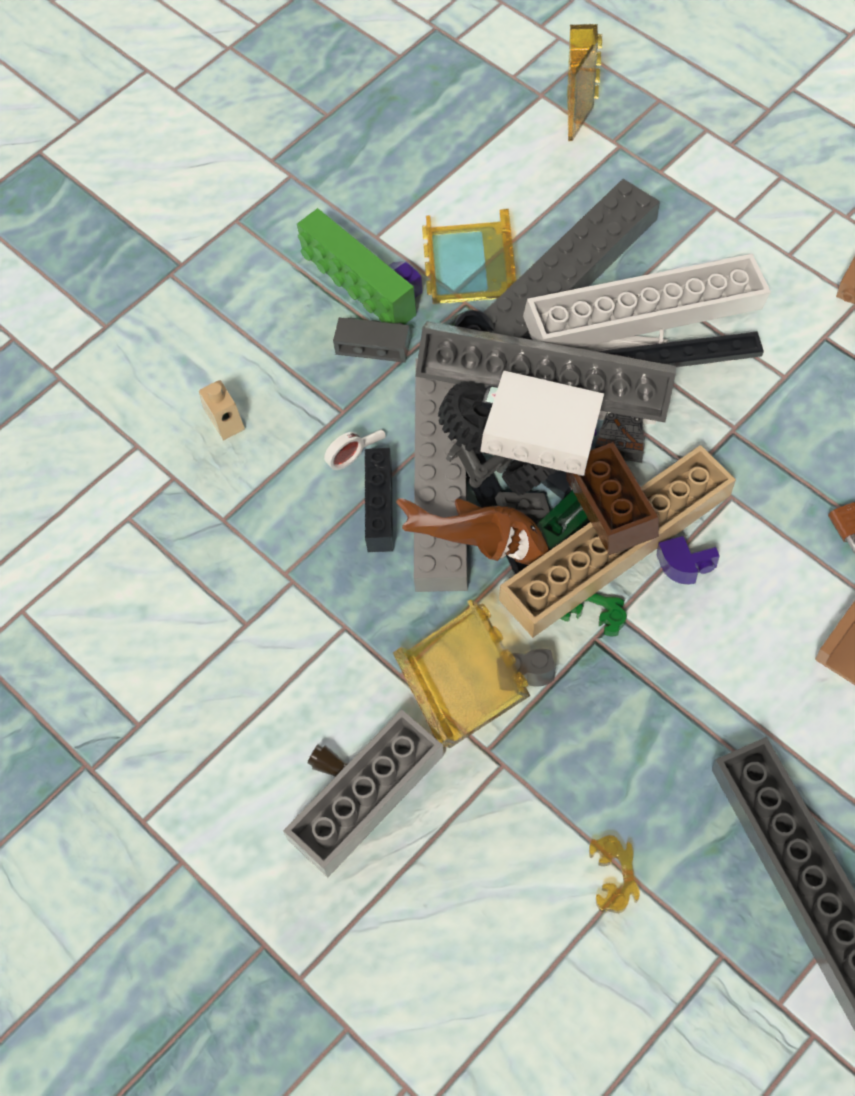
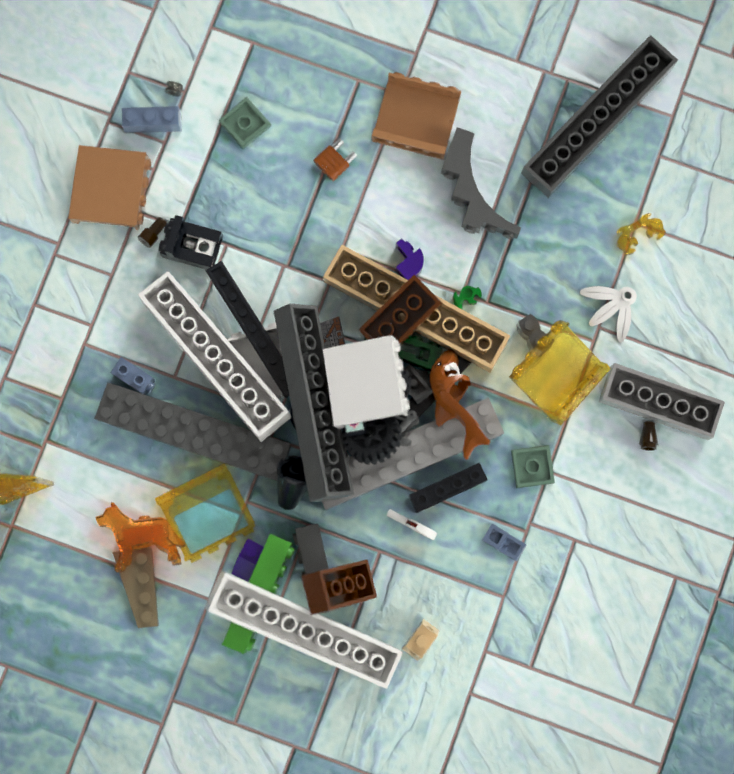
camera: 120 degrees left, 20 degrees up
(285, 542) = (504, 542): none -> sand blue slope
(291, 282) = (305, 632): none -> white brick
(316, 355) = (339, 587): none -> reddish brown brick
(359, 609) = (532, 466): none -> sand green tile
(424, 180) = (140, 587): none -> dark tan wing
(476, 191) = (140, 534): none -> clear orange animal
(525, 797) = (618, 302): none -> white plant
(657, 234) = (133, 376): none -> sand blue brick
(757, 662) = (479, 213): none -> dark grey arch
(806, 317) = (175, 237): none -> black brick
(824, 298) = (150, 235): none -> dark brown piece

